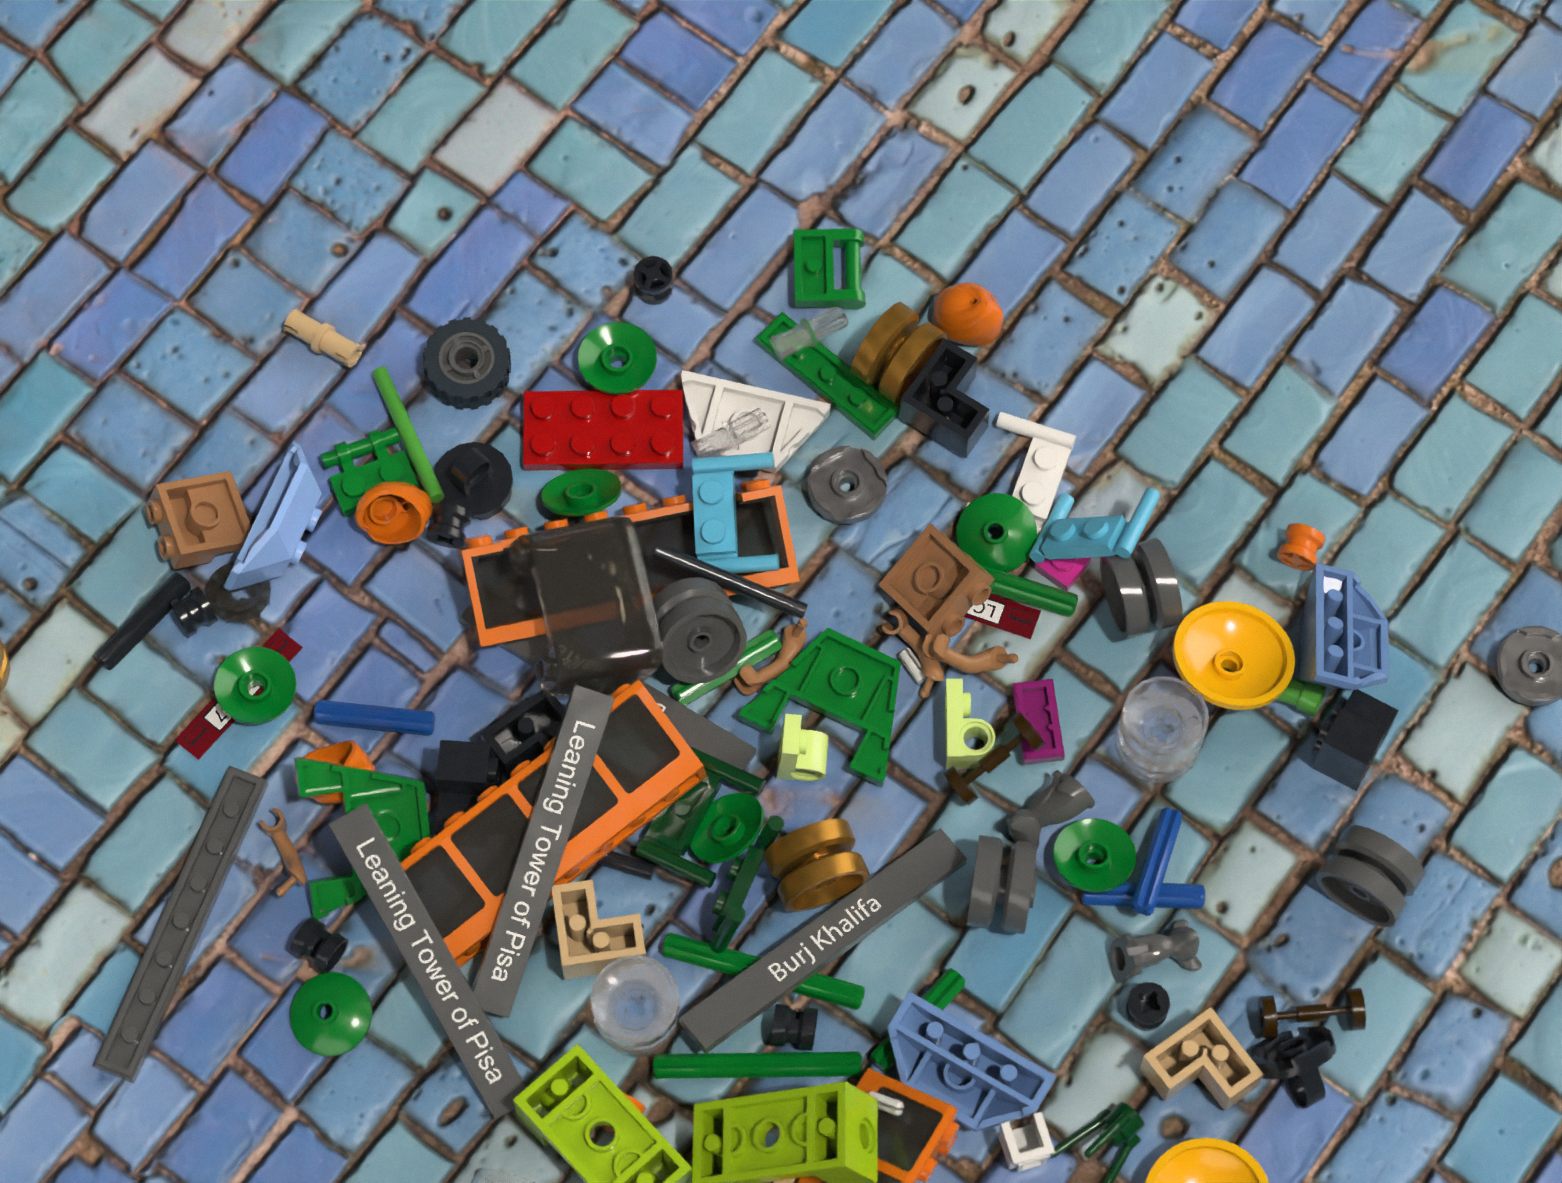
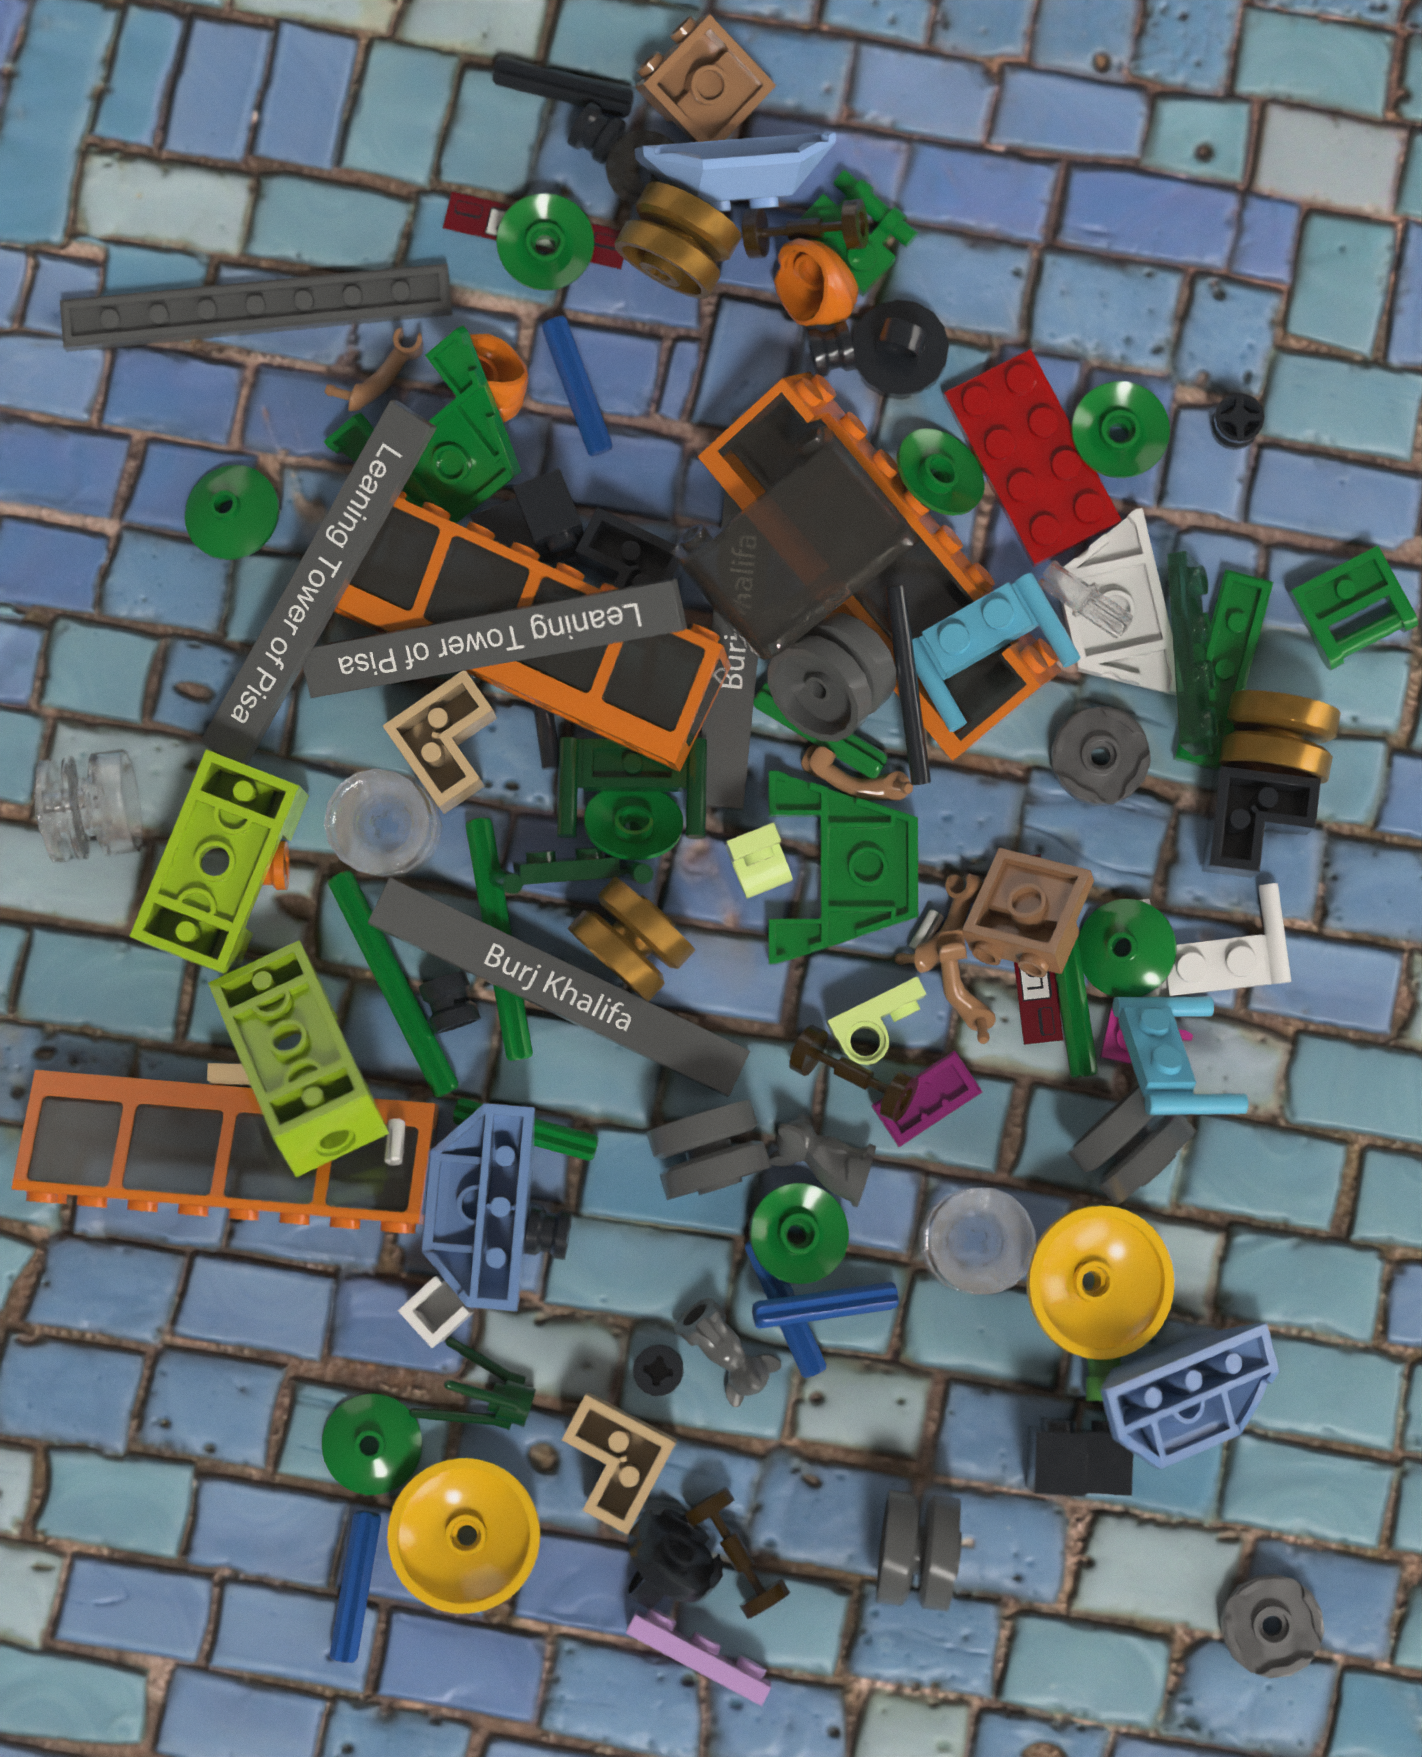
camera: 70 degrees right, 15 degrees up
(310, 586) = (678, 240): none -> pearl gold wheel
(319, 945) = (295, 460): black wheel -> none
(323, 338) = (982, 100): tan pin -> none
(351, 497) = (757, 232): none -> dark brown wheel
(408, 434) = (915, 250): bright green bar -> none
(467, 386) = (1037, 240): black wheel -> none
(808, 332) = (1258, 625): clear axle -> none
(821, 389) = (1192, 671): none -> clear green plate
(968, 314) = (1376, 789): orange hair -> none
(1008, 1031) = (548, 1232): none -> black wheel
(1301, 547) = (1281, 1296): orange wheel -> none
(1376, 1075) = (700, 1654): none -> lavender plate

